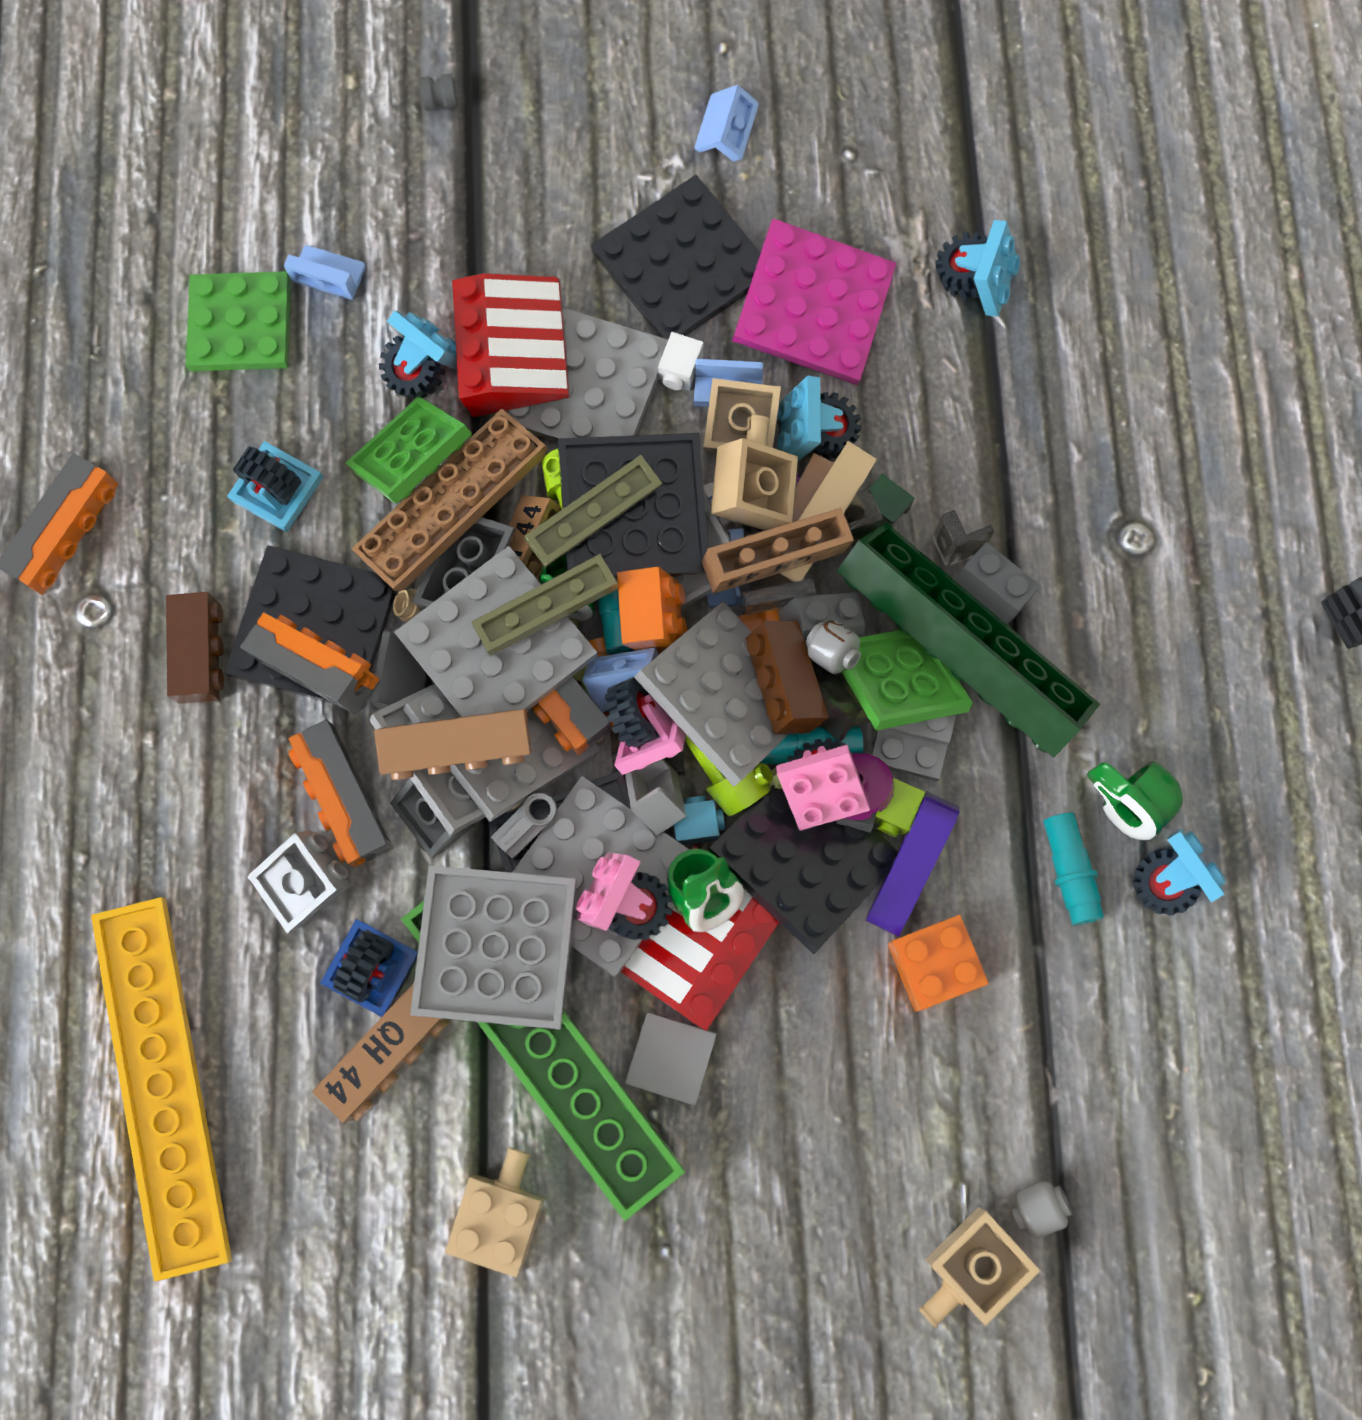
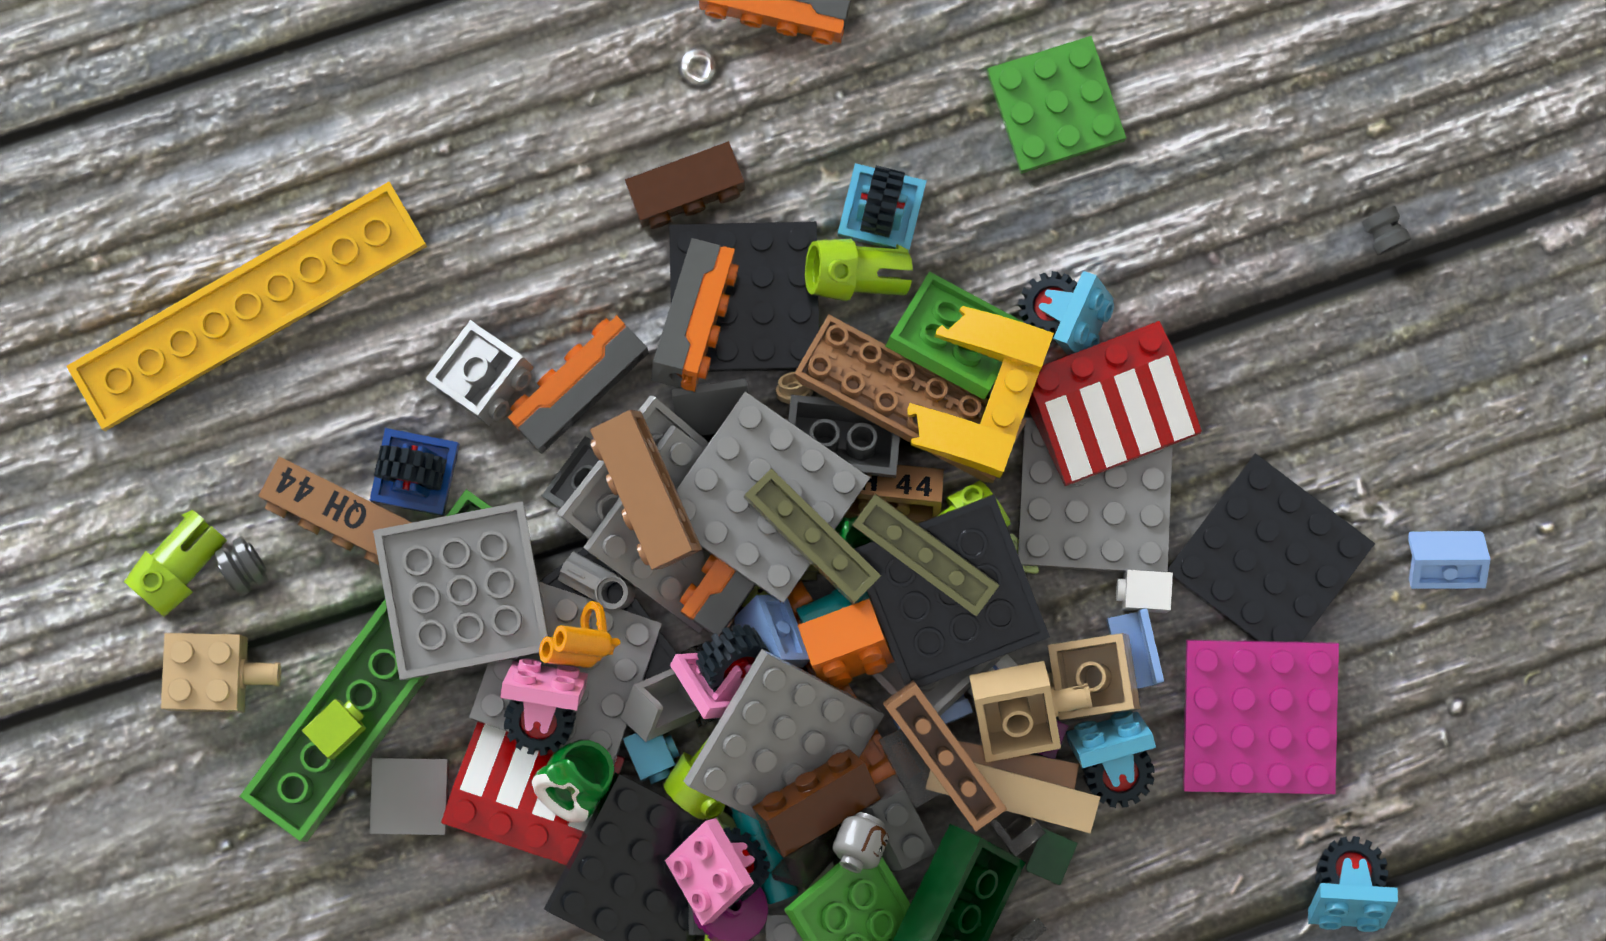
camera: 70 degrees right, 5 degrees up
(316, 525) = (841, 268): none -> lime piece
(325, 271) = (1141, 178): light blue panel -> none
(387, 1236) = (165, 573): none -> lime piece
(404, 1159) = (241, 566): none -> dark grey wheel
(509, 432) = (1022, 354): none -> yellow wedge
(578, 850) = (580, 644): none -> light orange piece
(586, 1105) = (335, 727): none -> lime brick

